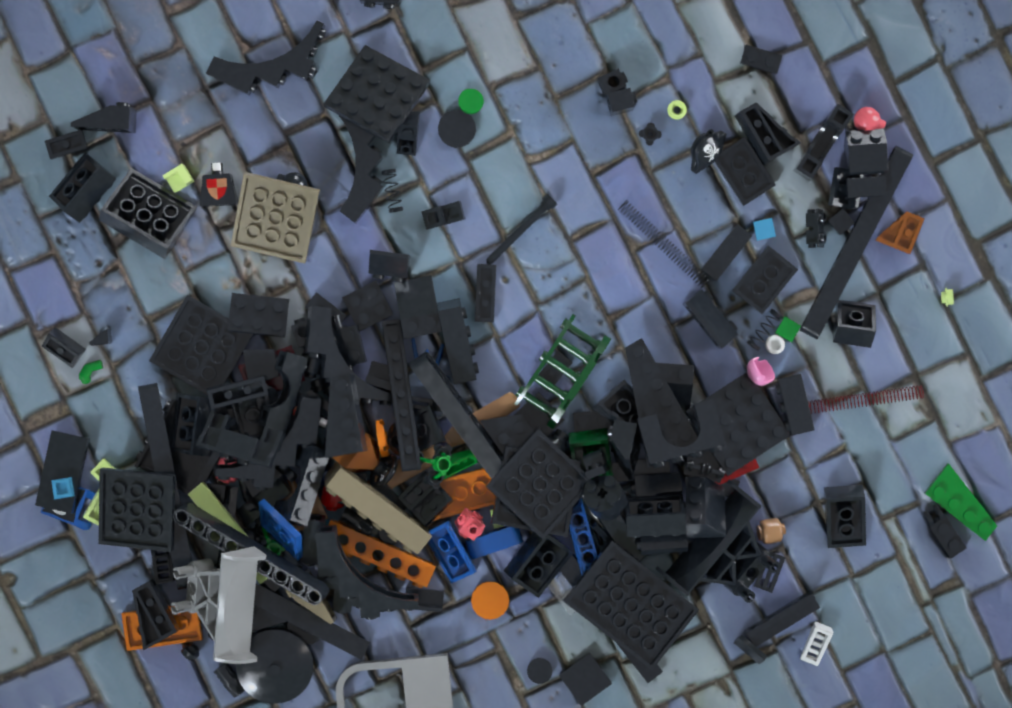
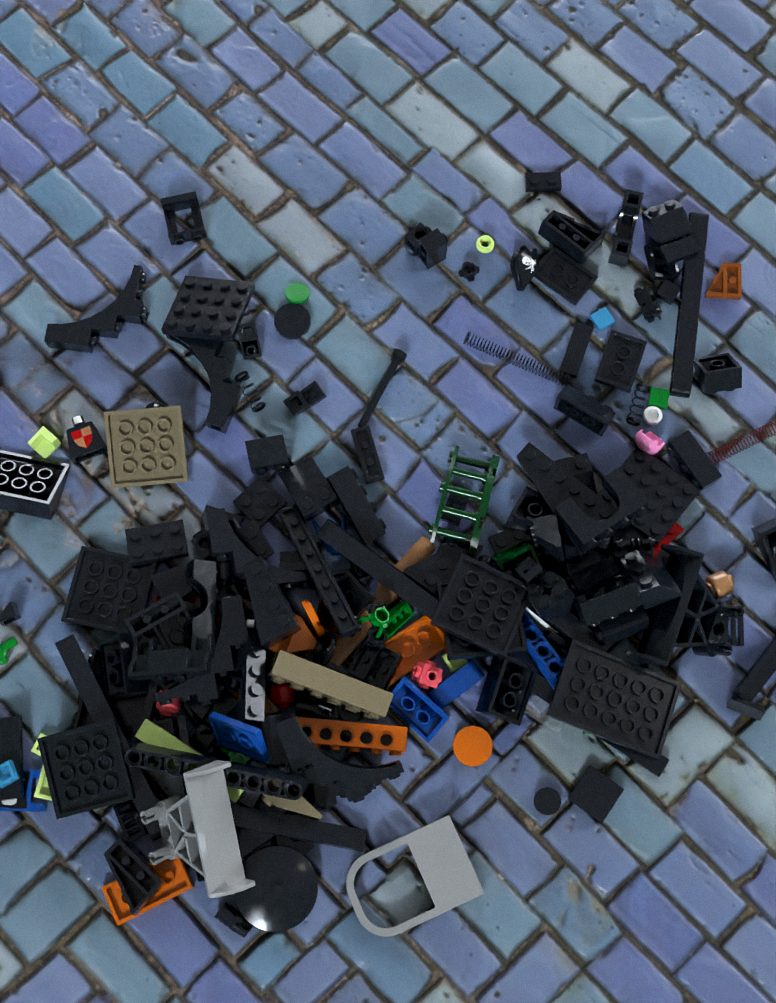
camera: 15 degrees left, 15 degrees down
(190, 651) = (183, 903): black plate -> none
(428, 599) = (412, 765): black panel -> none
(868, 119) = (656, 196): coral piece -> none

